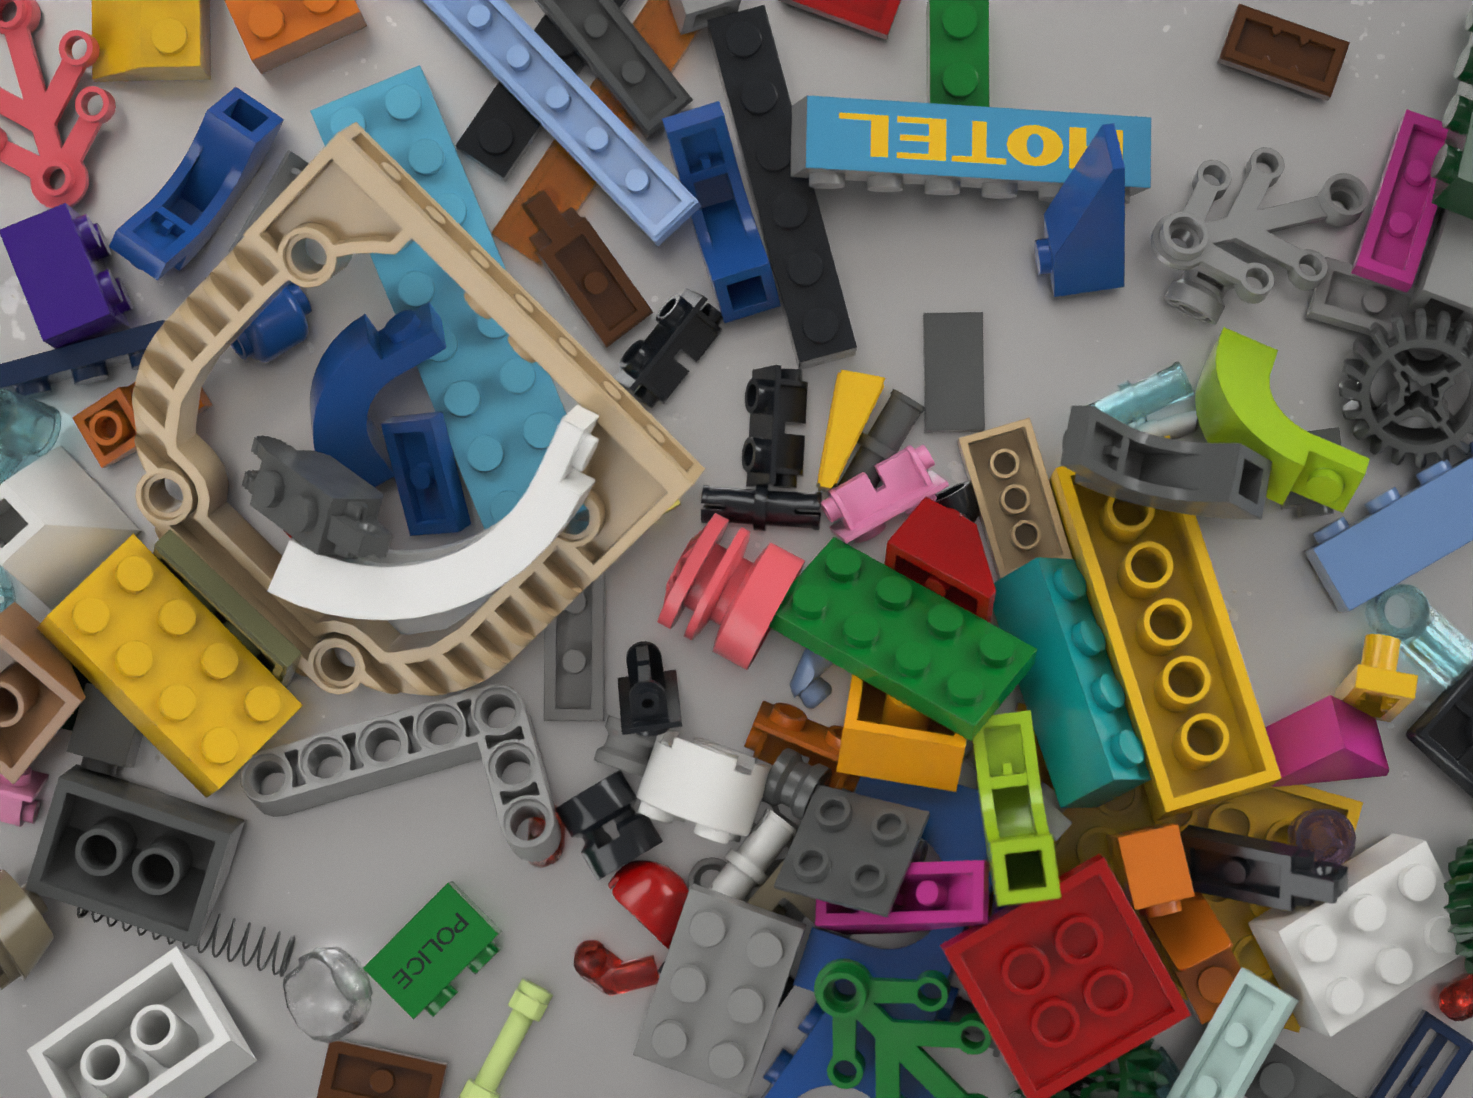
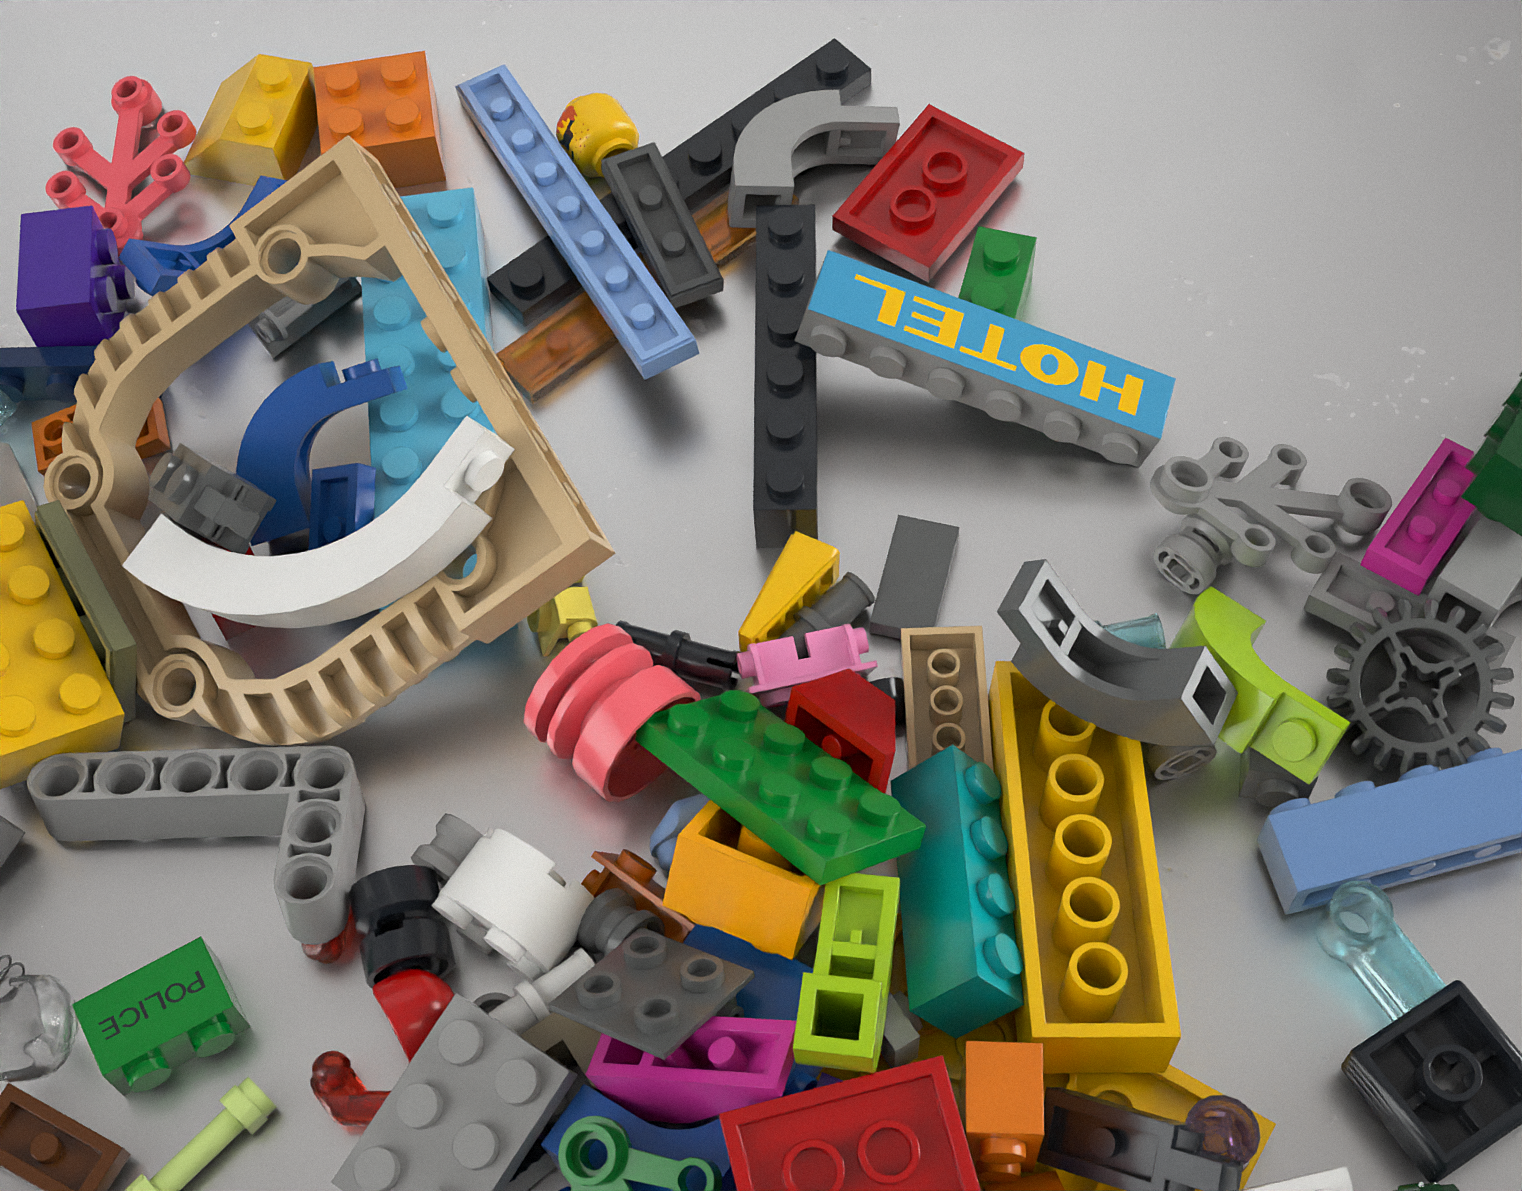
camera: 15 degrees right, 25 degrees down
(276, 328) = (245, 374): blue head -> none
(576, 658) = (438, 736): light grey plate -> none
(585, 270) = (570, 400): reddish brown hinge -> none
(648, 693) = (489, 791): black hinge -> none
(678, 328) = (650, 474): black hinge -> none
(724, 221) = (720, 373): blue arch -> none
(773, 399) = (721, 562): black hinge -> none
(1087, 222) = (1086, 448): blue slope -> none
(1283, 52) = (1324, 367): reddish brown plate -> none
(1327, 744) = (1244, 1044): dark pink slope -> none
(1375, 683) = (1314, 987): yellow tile -> none

